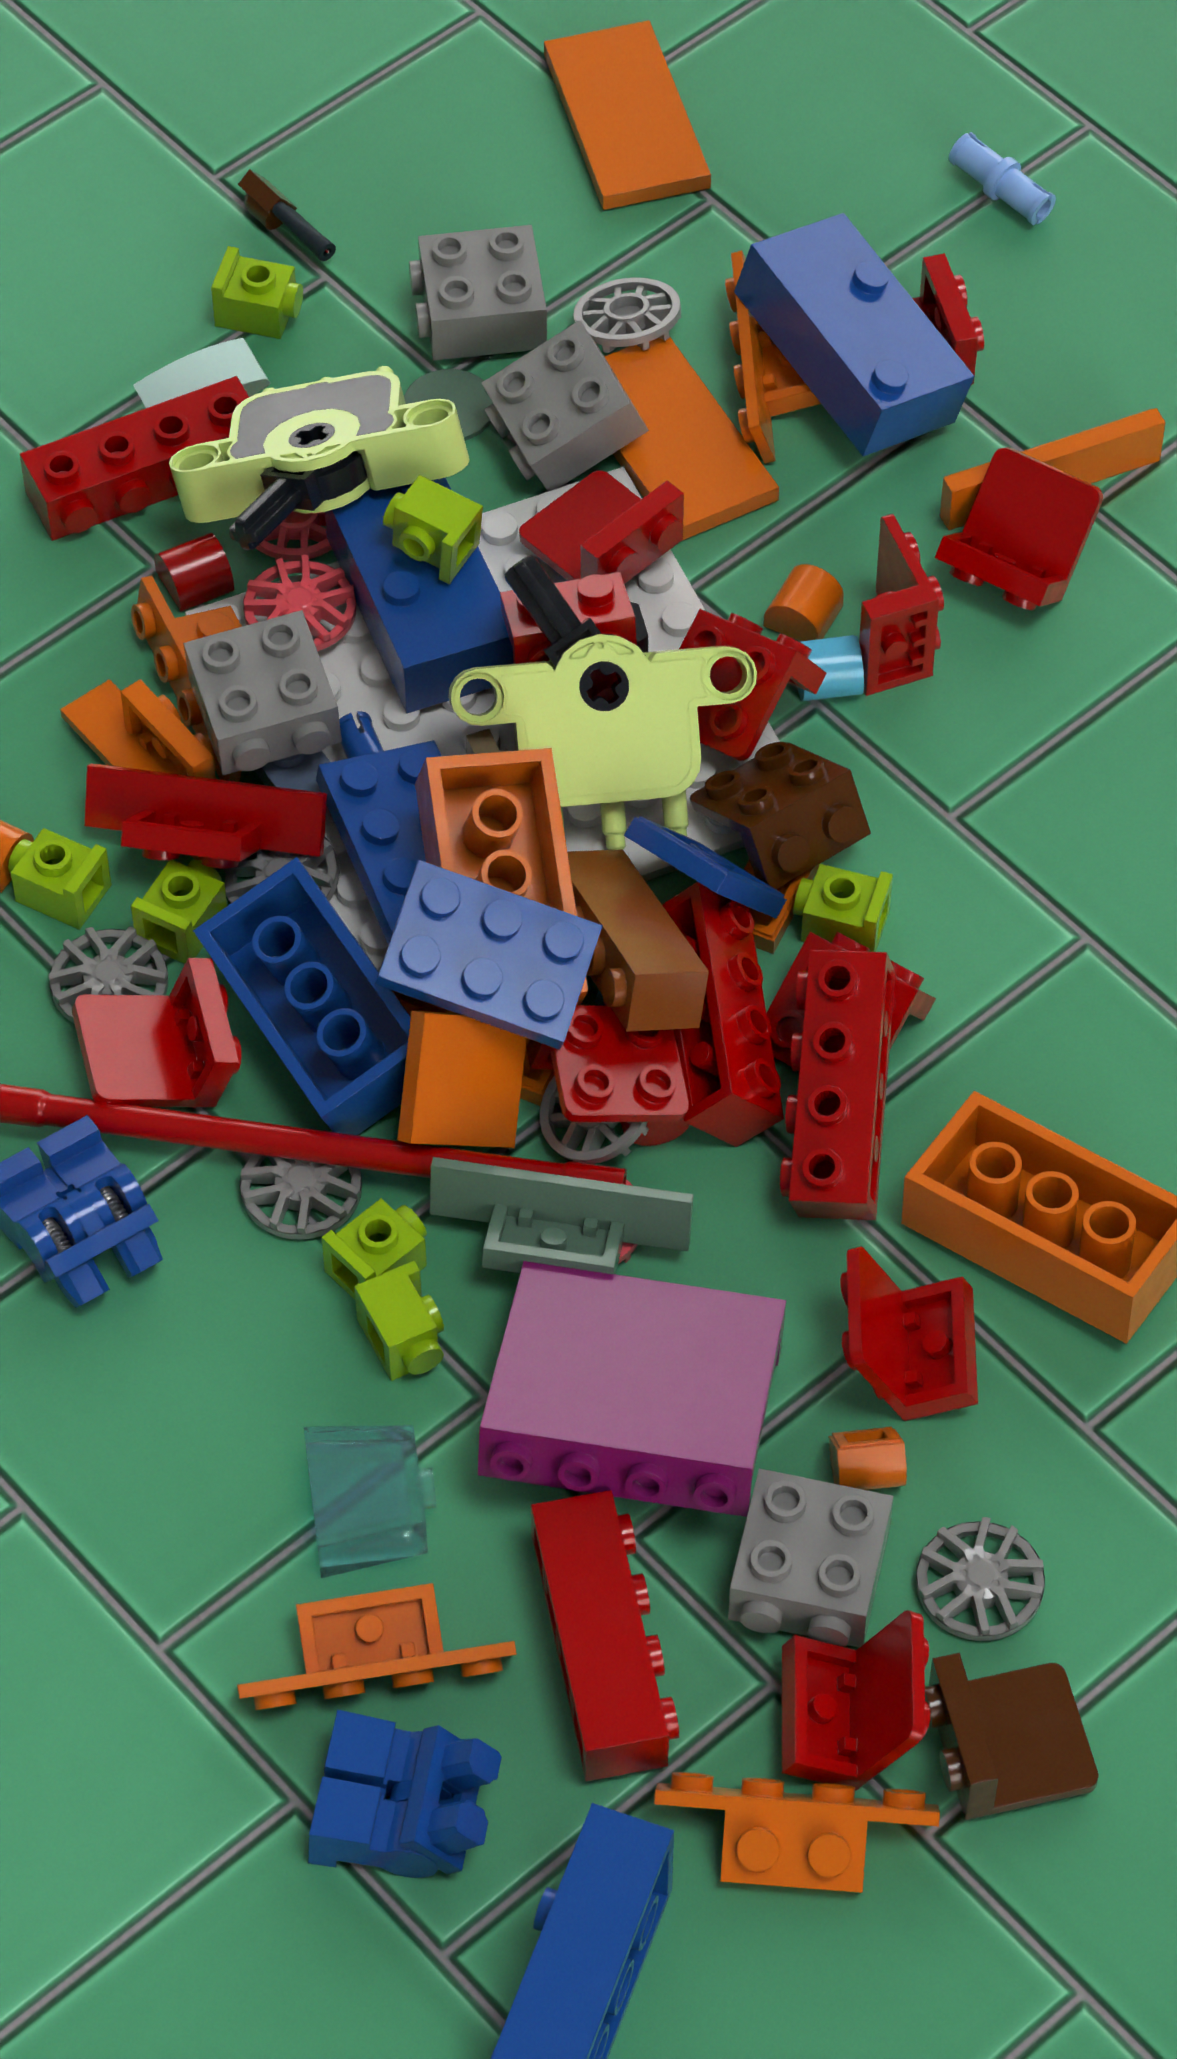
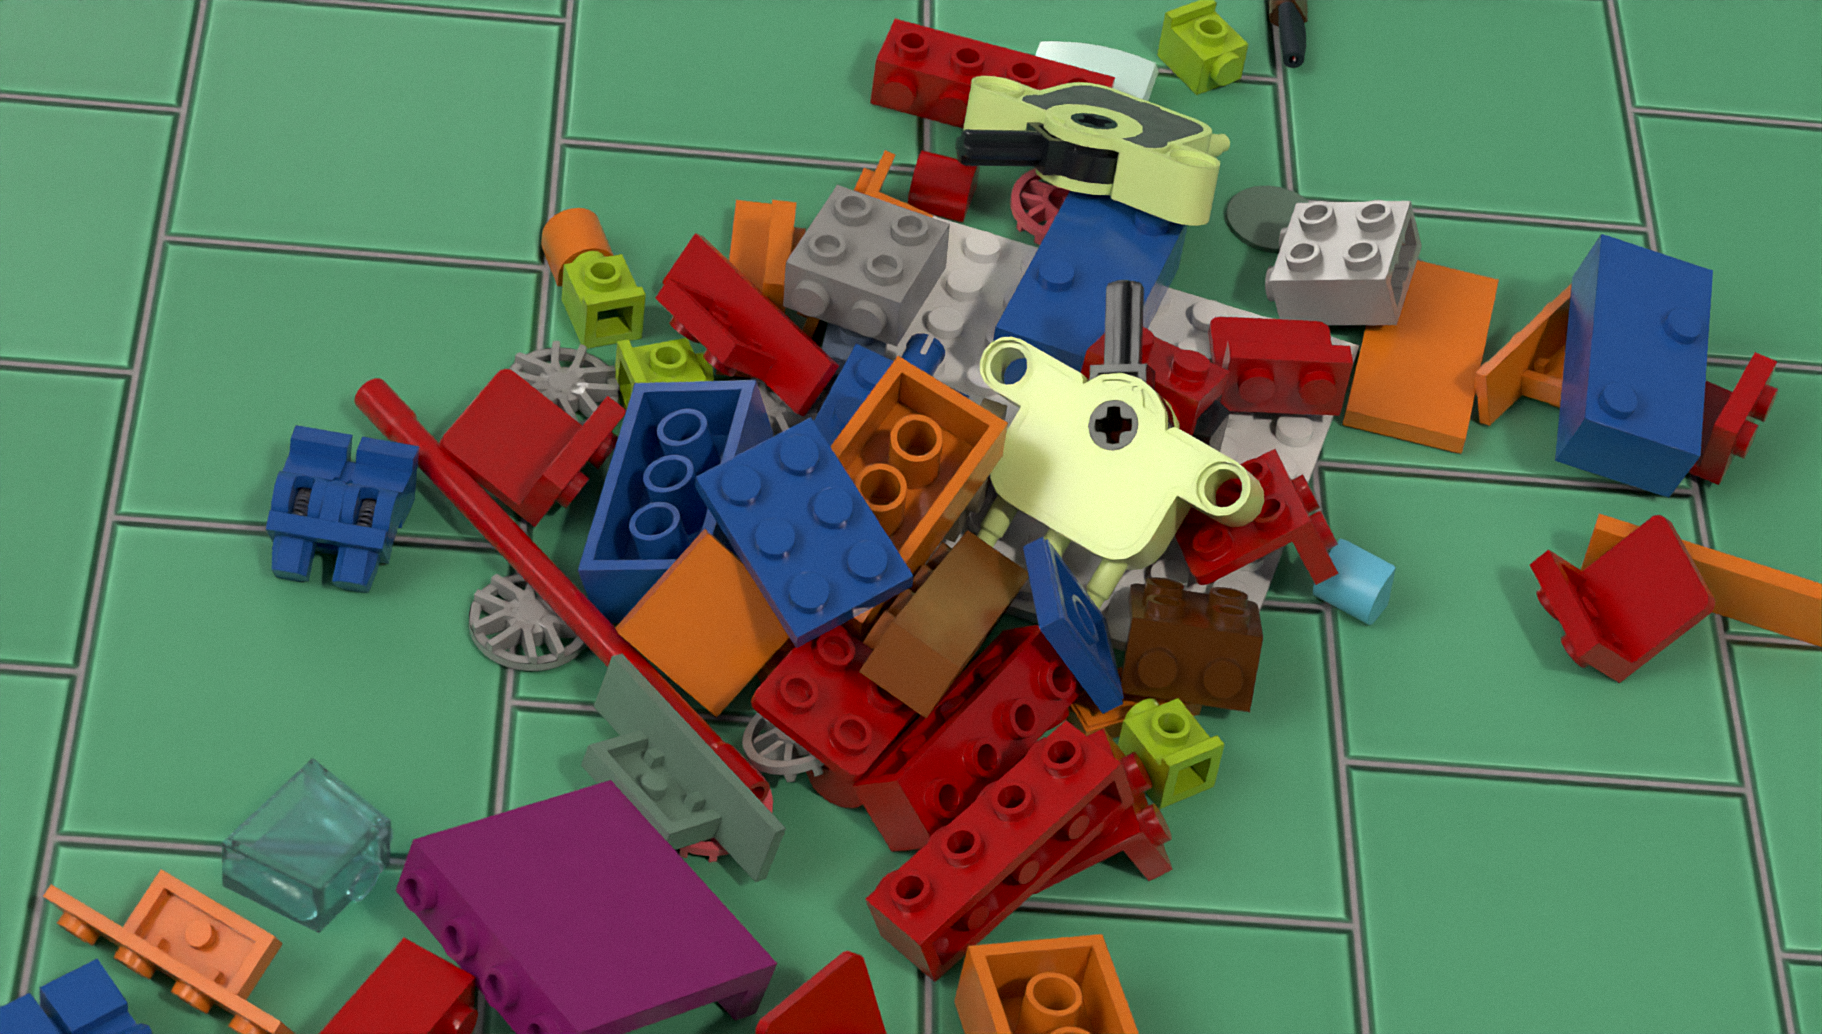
camera: 35 degrees right, 10 degrees down
(303, 595) = (988, 253): coral wheel -> none
(374, 1245) = (523, 701): lime brick -> none
(400, 1321) = (482, 755): lime brick -> none
(435, 526) = (1119, 241): lime brick -> none
(479, 292) = (1374, 149): light grey brick -> none
(623, 317) = (1479, 248): light grey wheel -> none
(627, 115) = (1642, 129): orange tile -> none
(805, 604) = (1393, 529): orange brick -> none
(901, 621) = (1434, 581): red bracket -> none

